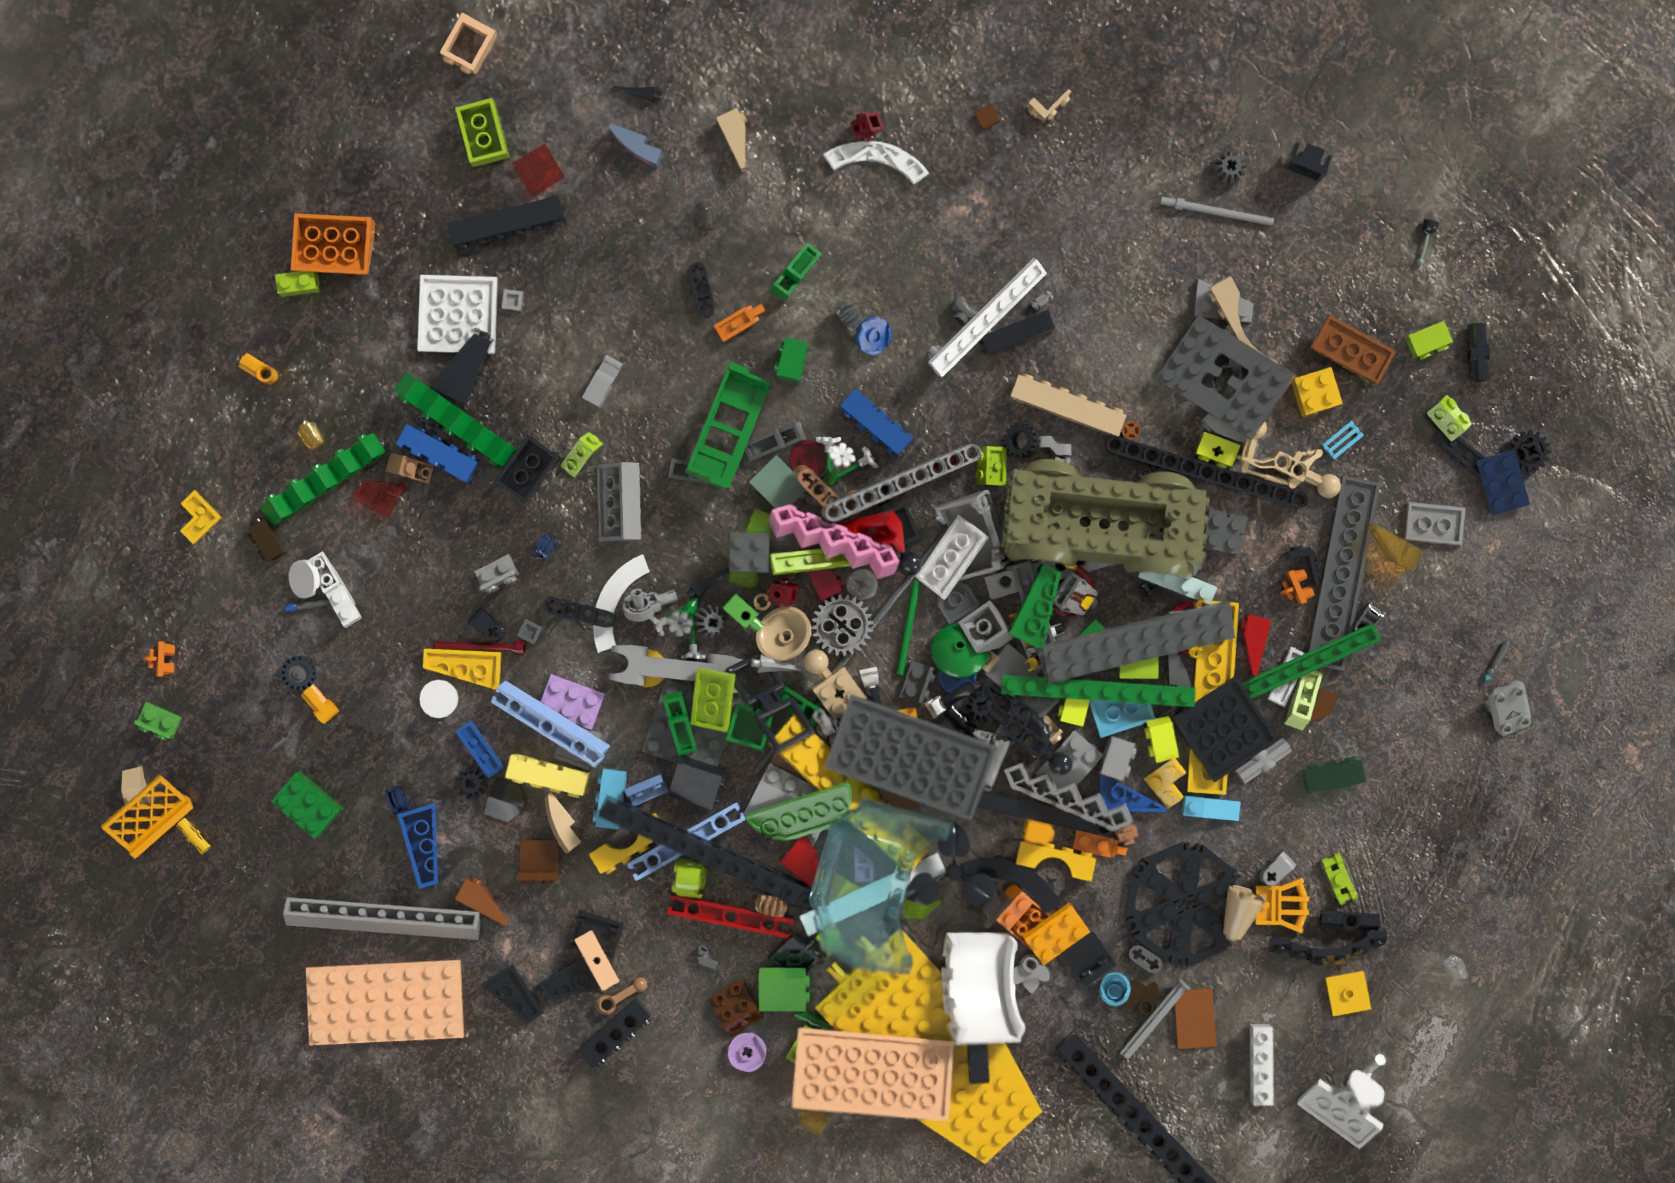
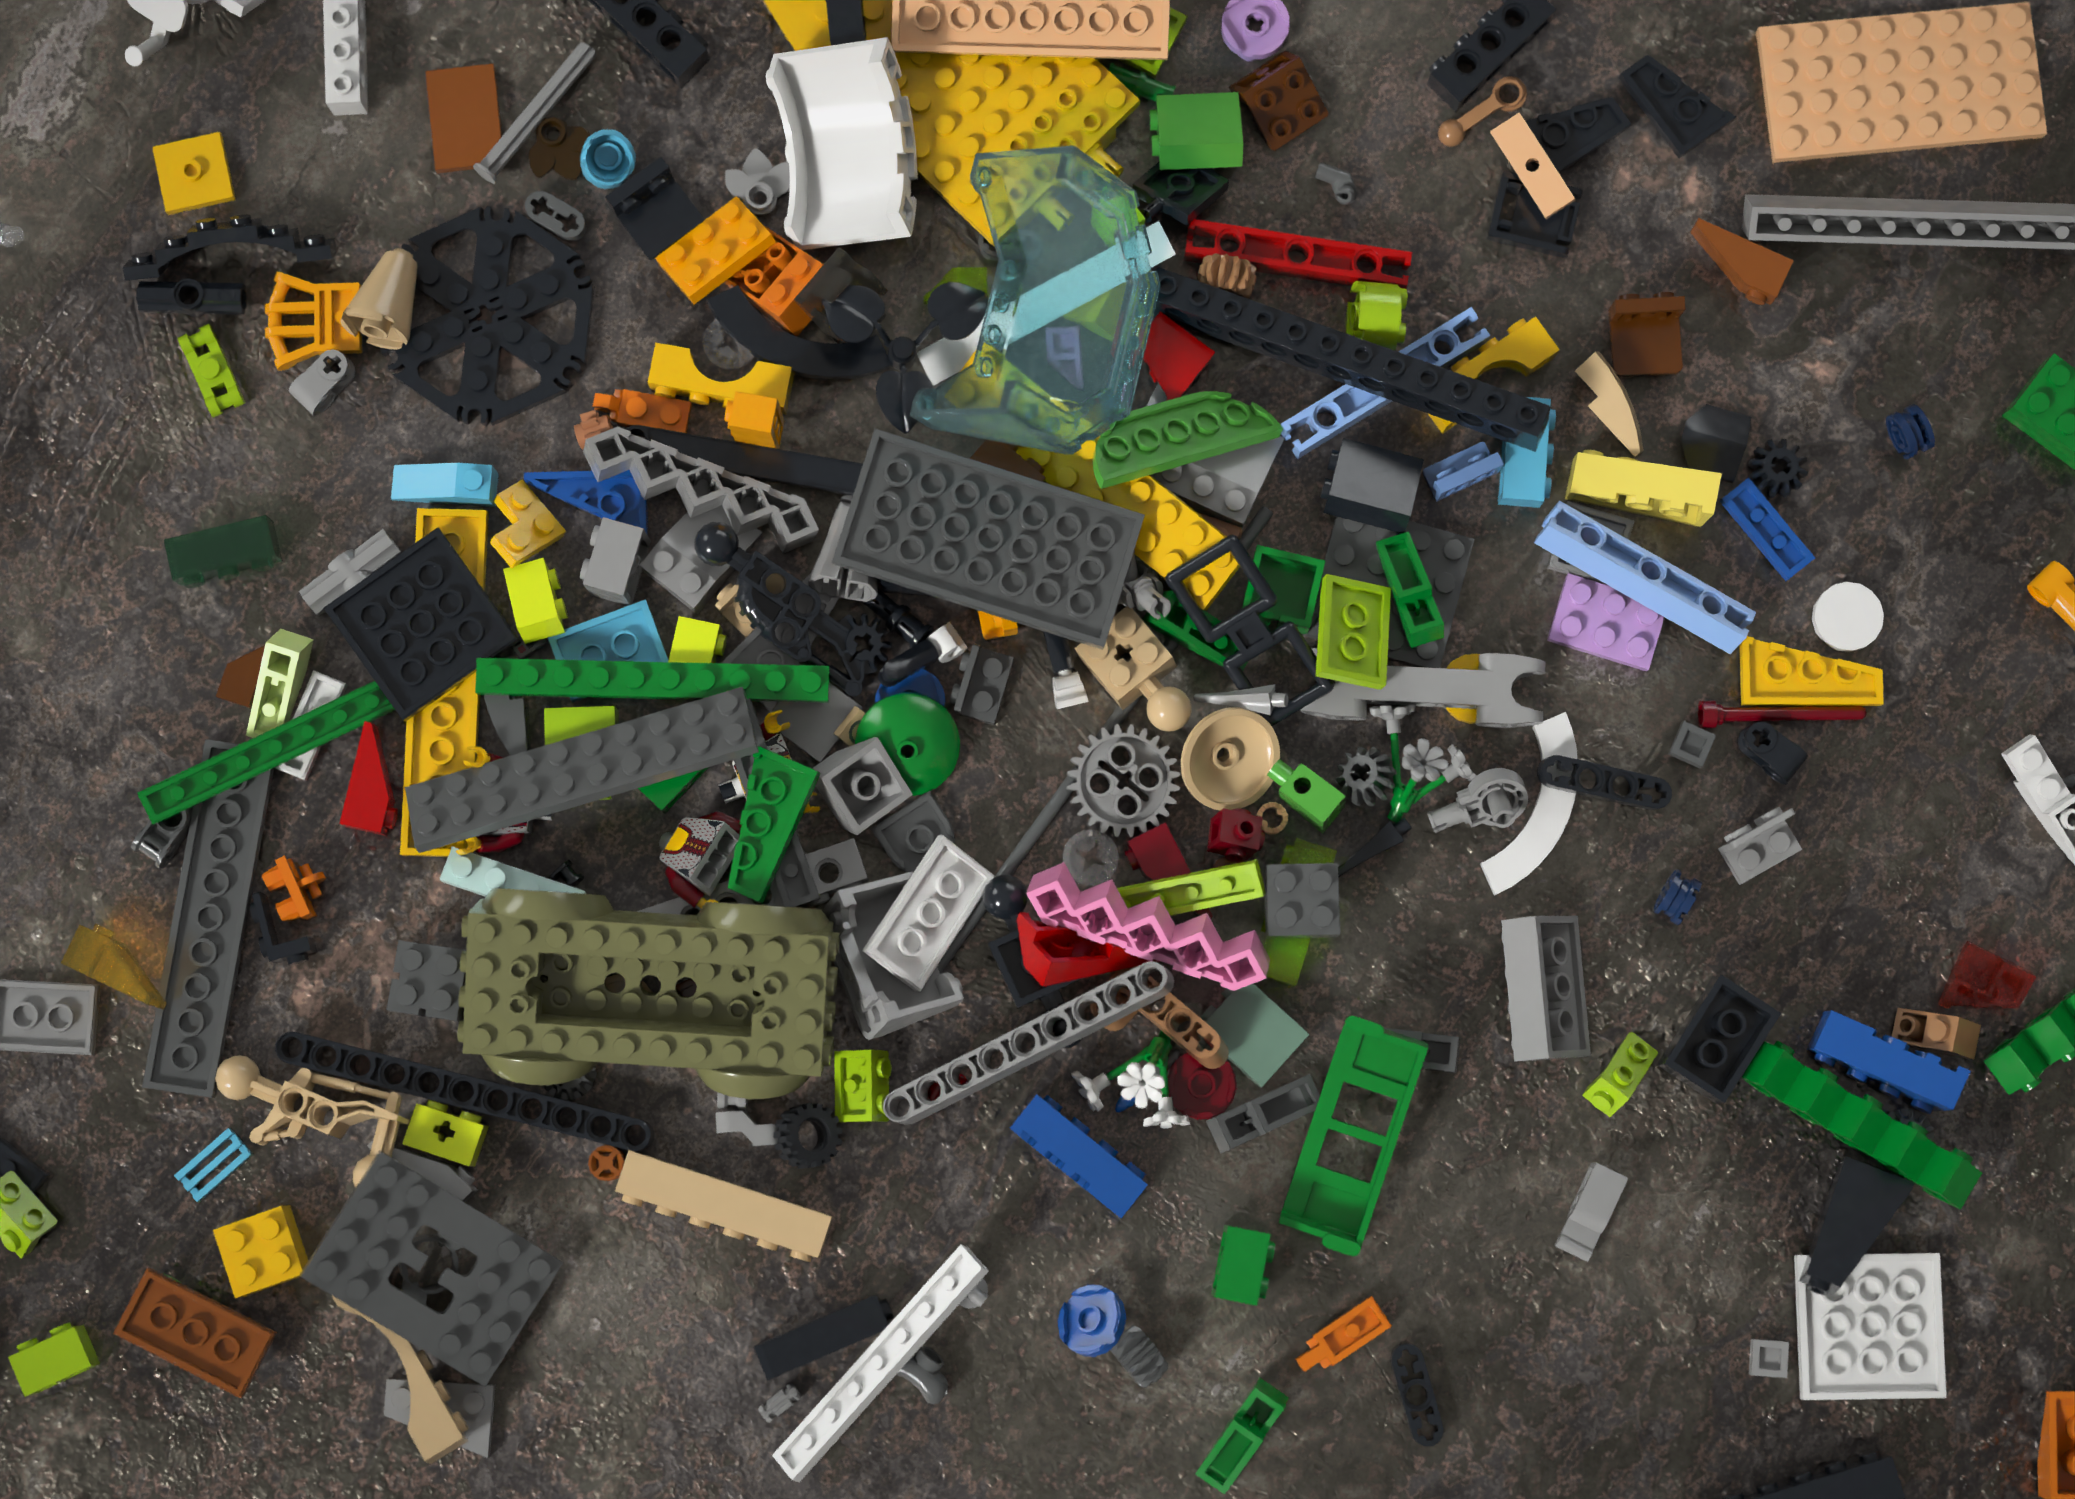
camera: 170 degrees right, 5 degrees down
(421, 841) = (1860, 358): blue wedge -> none
(908, 627) = (1003, 784): green piece -> none

